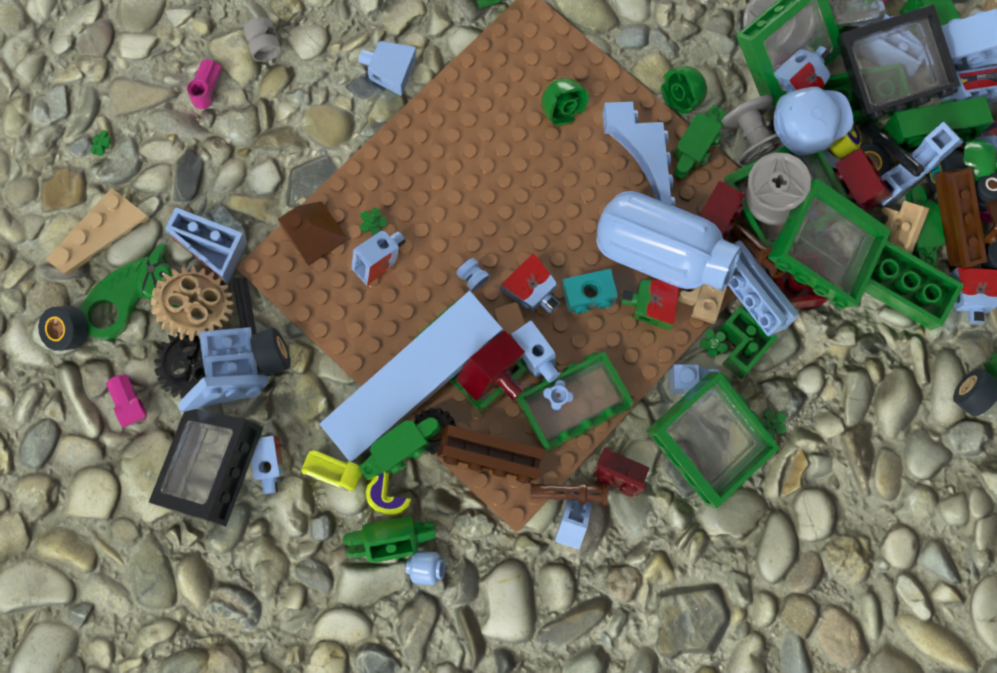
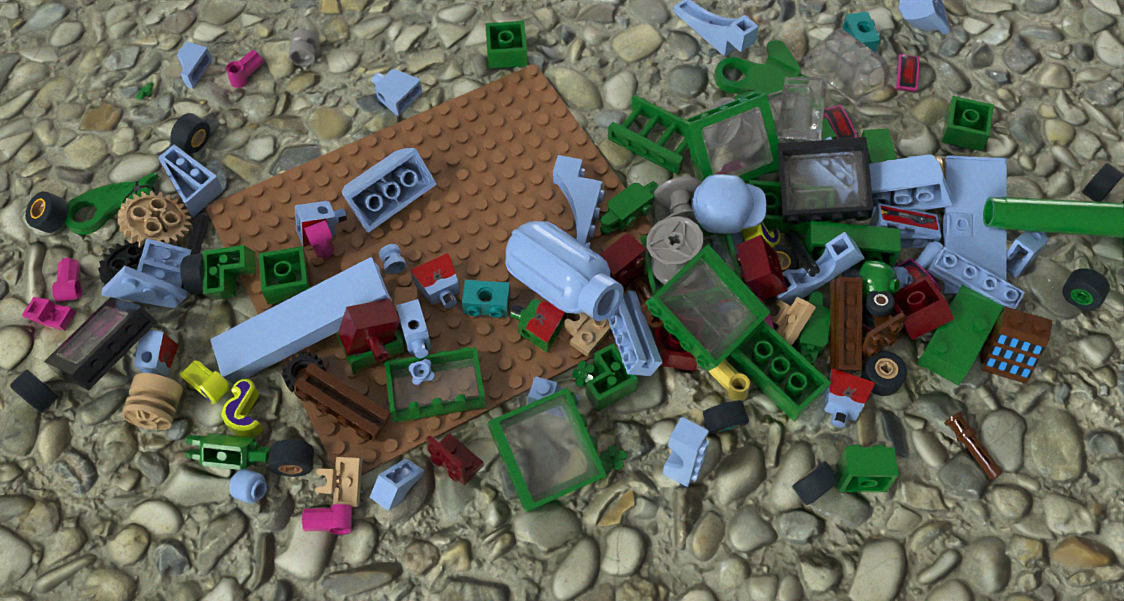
camera: 25 degrees right, 15 degrees down
(96, 231) = (119, 148): tan wing -> none
(121, 443) = (49, 314): none -> dark pink slope
(141, 88) = (194, 61): none -> light blue arch
(154, 538) = (33, 391): none -> black wheel
(183, 185) = (190, 133): none -> black wheel
(289, 511) = (152, 401): none -> tan wheel
(294, 340) = (223, 266): none -> green brick
(312, 231) = (275, 191): reddish brown slope -> none
(369, 328) = (284, 274): none -> green brick
(372, 221) = (331, 197): green plant -> none
(390, 275) = (320, 238): none -> dark pink piece
(399, 446) = (265, 372): green hinge -> none
(436, 192) = (388, 187): none -> light blue windscreen
(460, 526) = (291, 458): none -> black wheel
(520, 533) = (343, 481): none -> tan plate
(527, 573) = (333, 519): none -> dark pink piece
(537, 492) = (409, 461): reddish brown pin -> none
(564, 100) = (525, 147): green cylinder -> none
(669, 59) = (645, 148): none -> green fence
(684, 89) = (635, 164): green cylinder -> none
(804, 70) = (739, 164): light blue torso -> none
(861, 311) = (729, 378): none -> light yellow piece
(863, 405) = (688, 451): none -> light blue arch
(870, 349) = (725, 417): none -> black wheel

